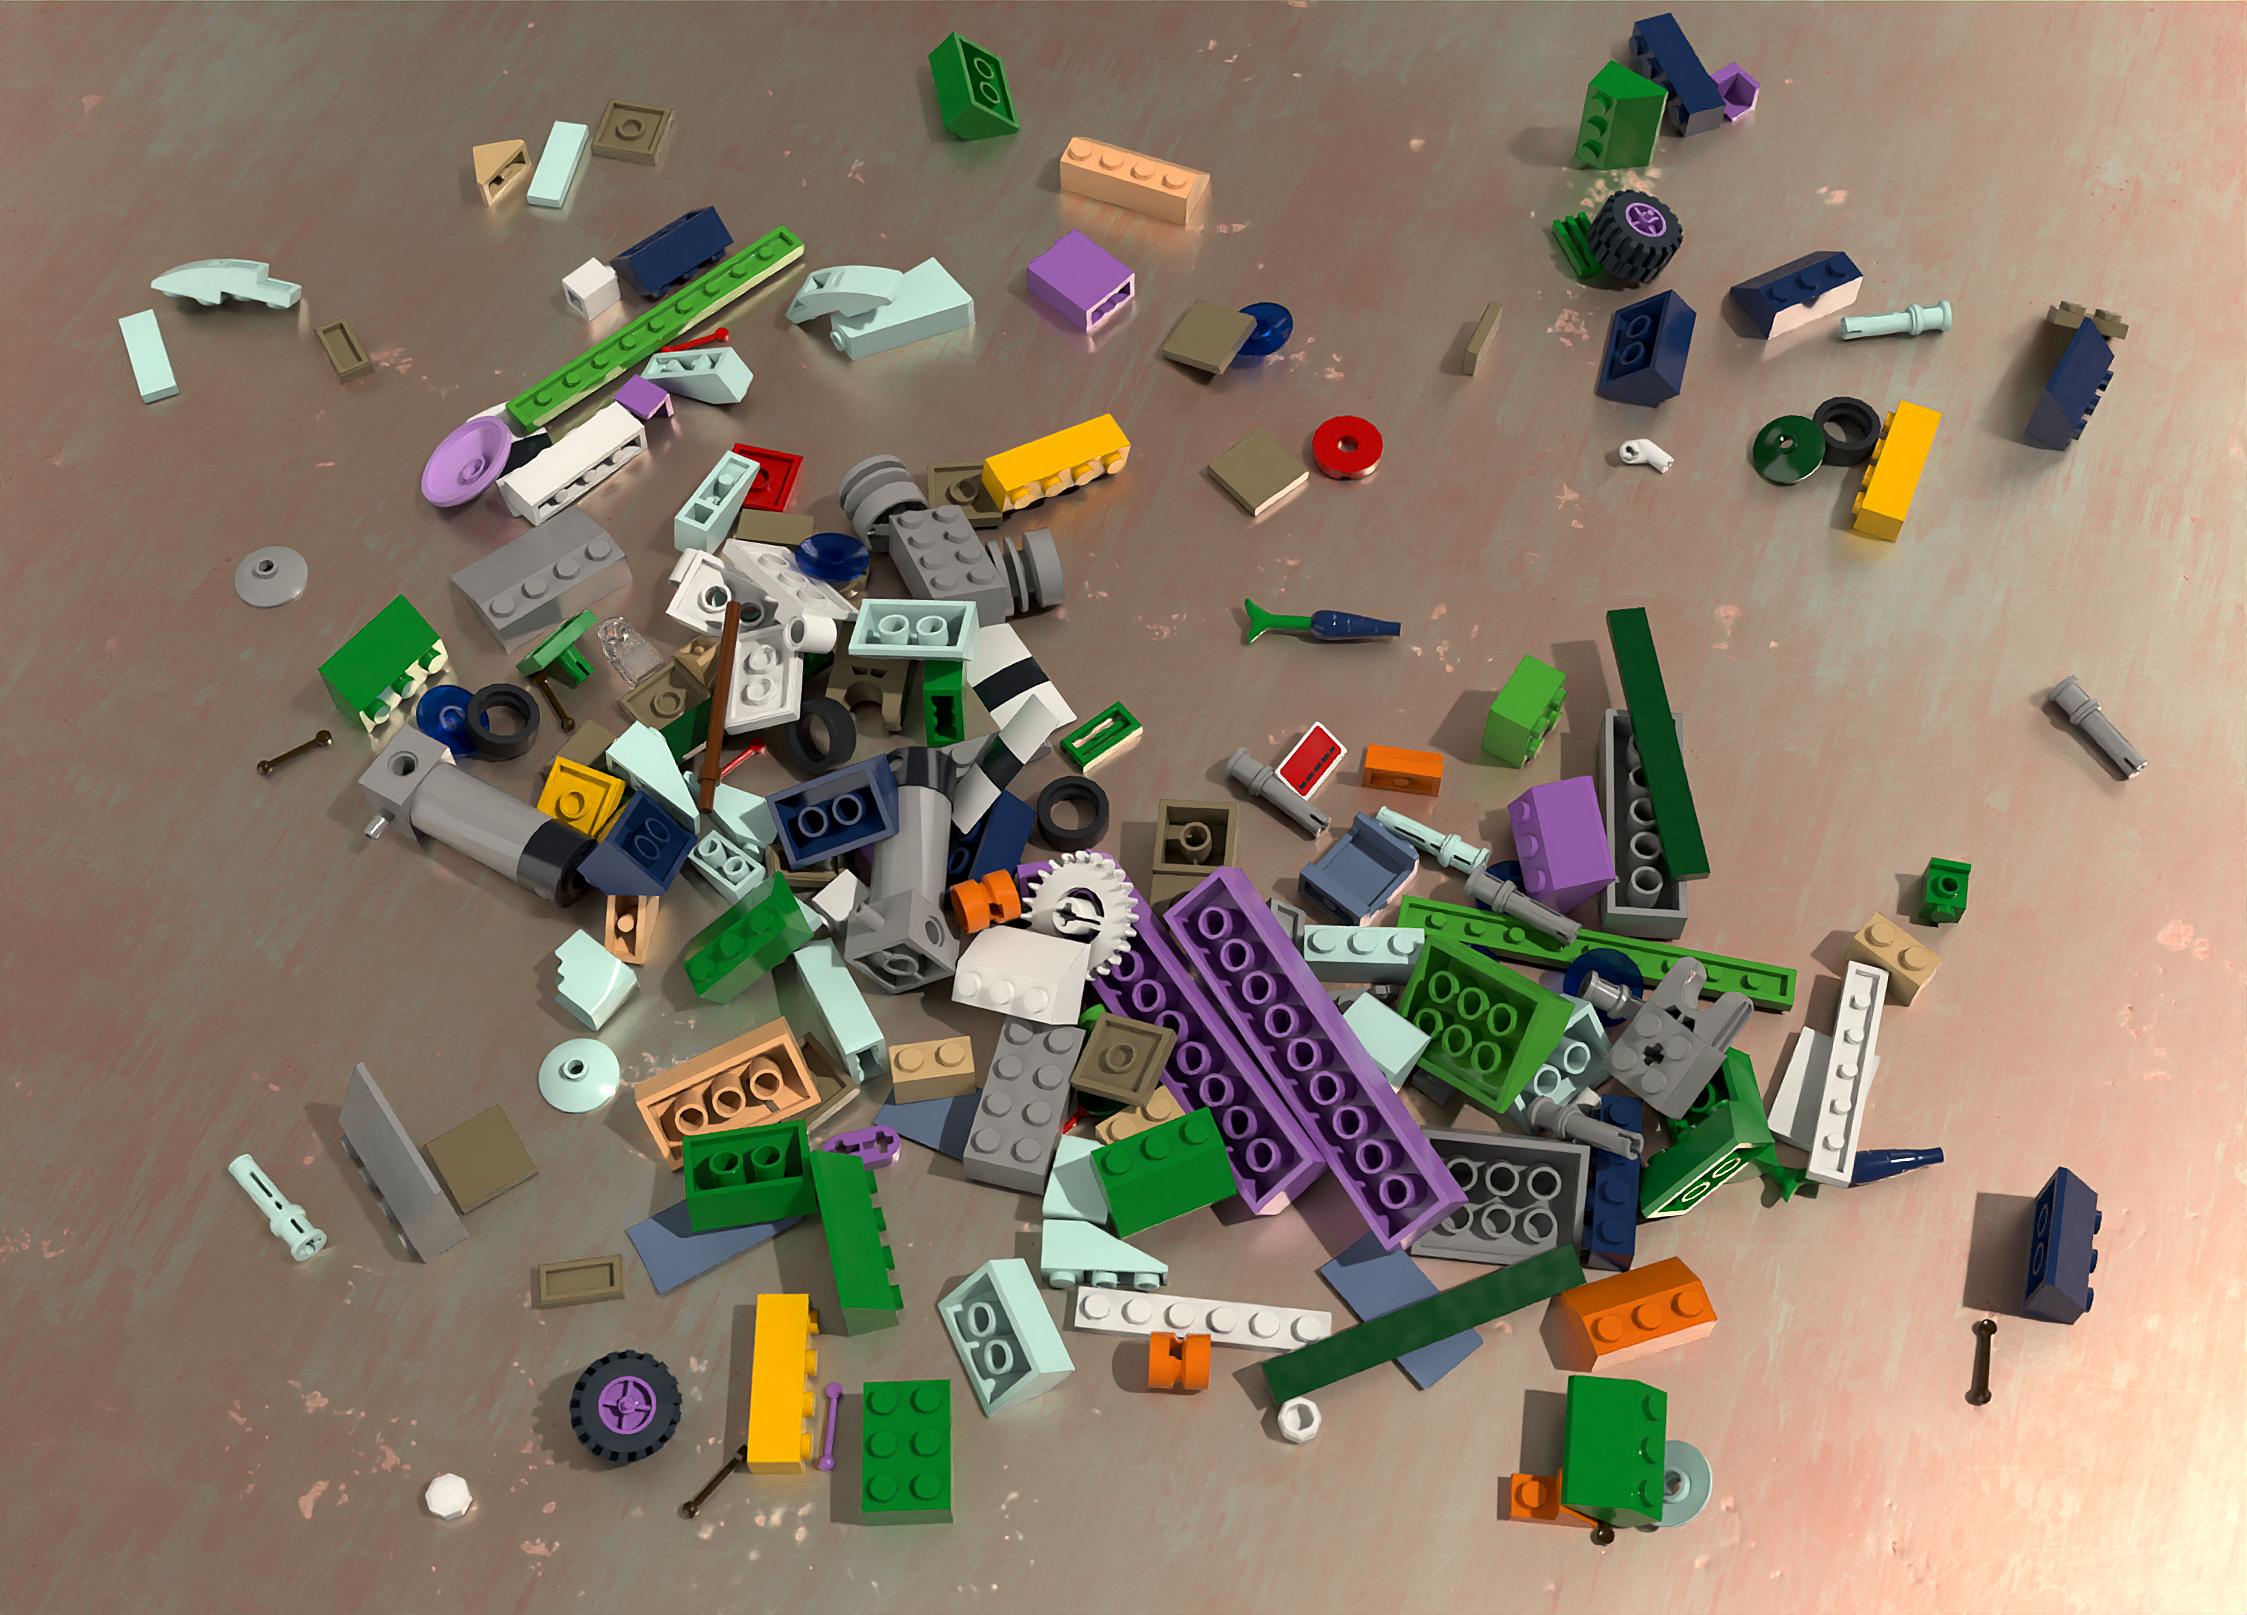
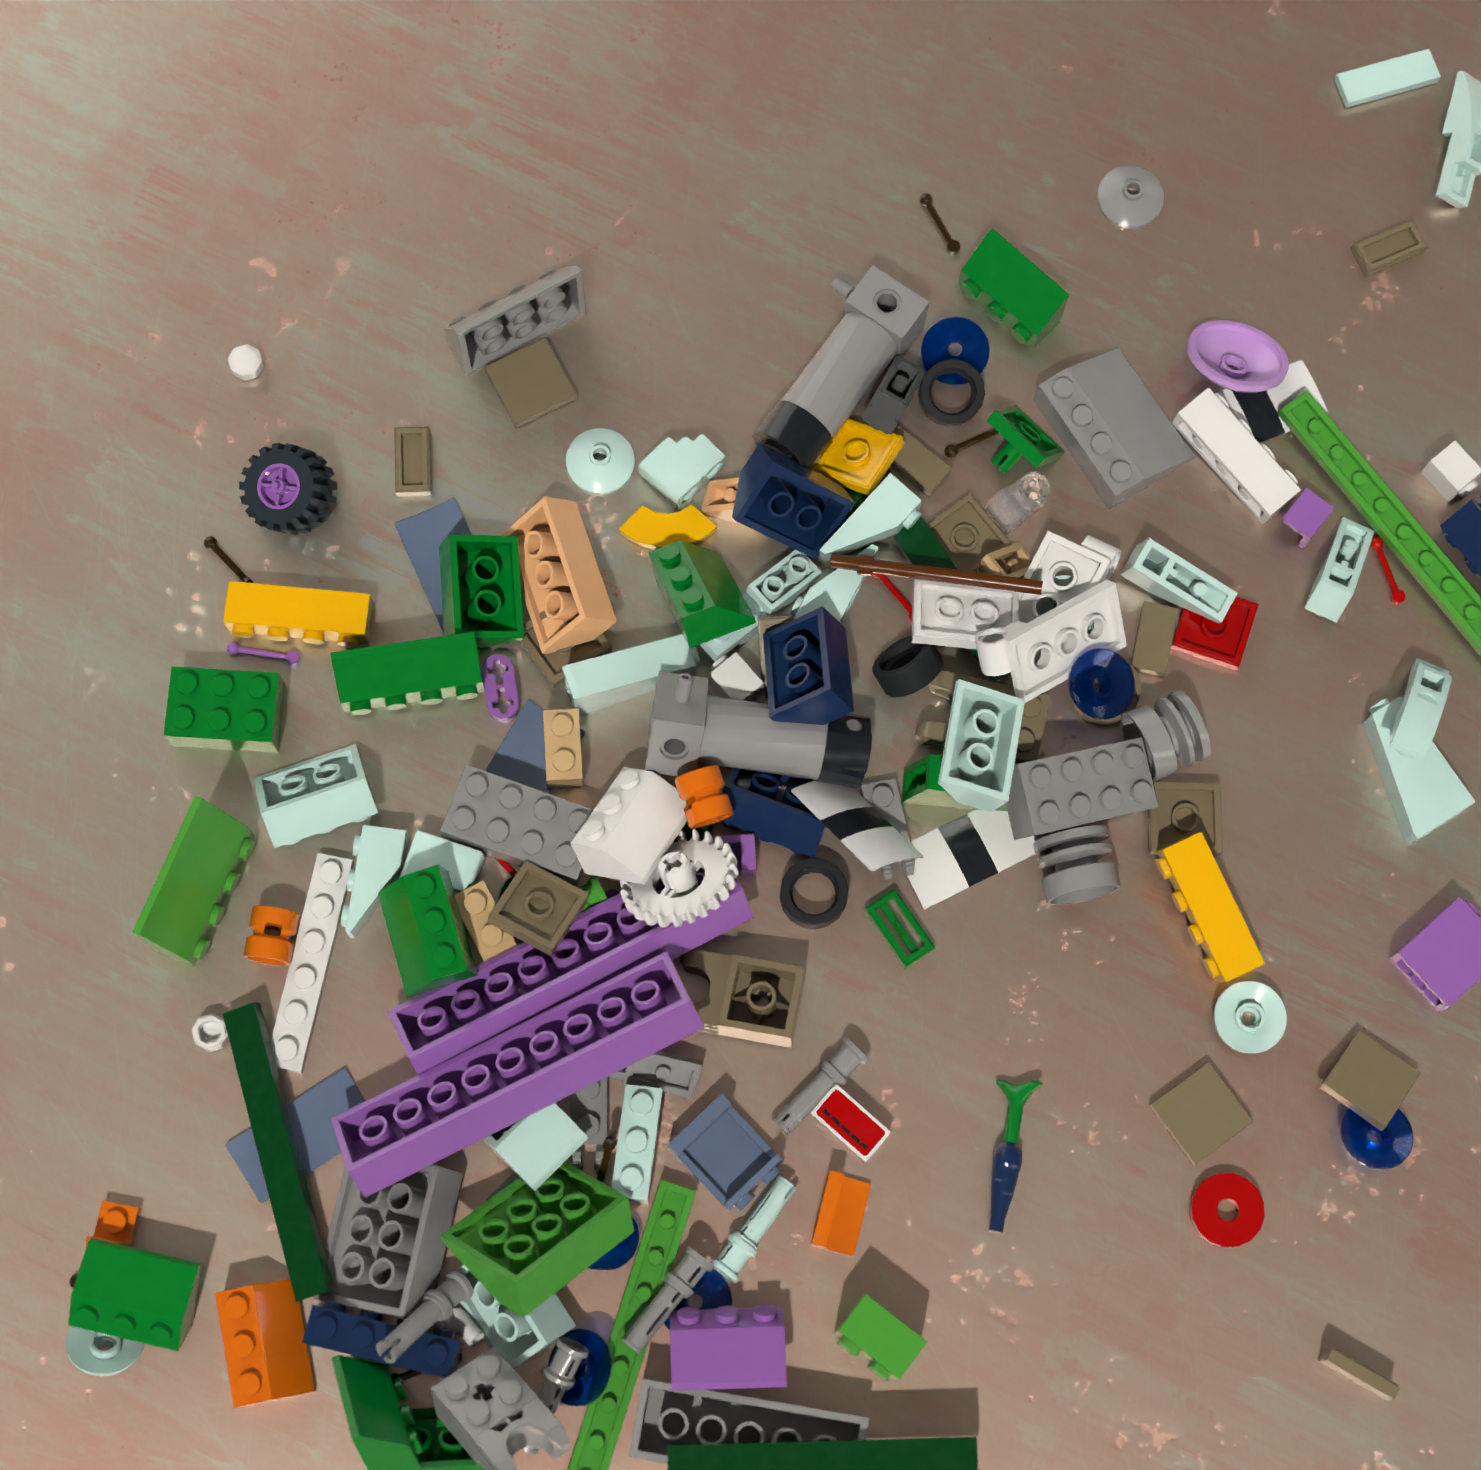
camera: 90 degrees right, 15 degrees up
(286, 1219) = (491, 235): light aqua pin -> none
(510, 765) = (893, 395): none -> dark grey brick
(665, 997) = (659, 529): none -> yellow tile
(1129, 1449) = (194, 883): none -> bright green slope
(1163, 421) = (1265, 1008): none -> light aqua dish
(1374, 970) = (608, 1144): none -> dark brown hinge

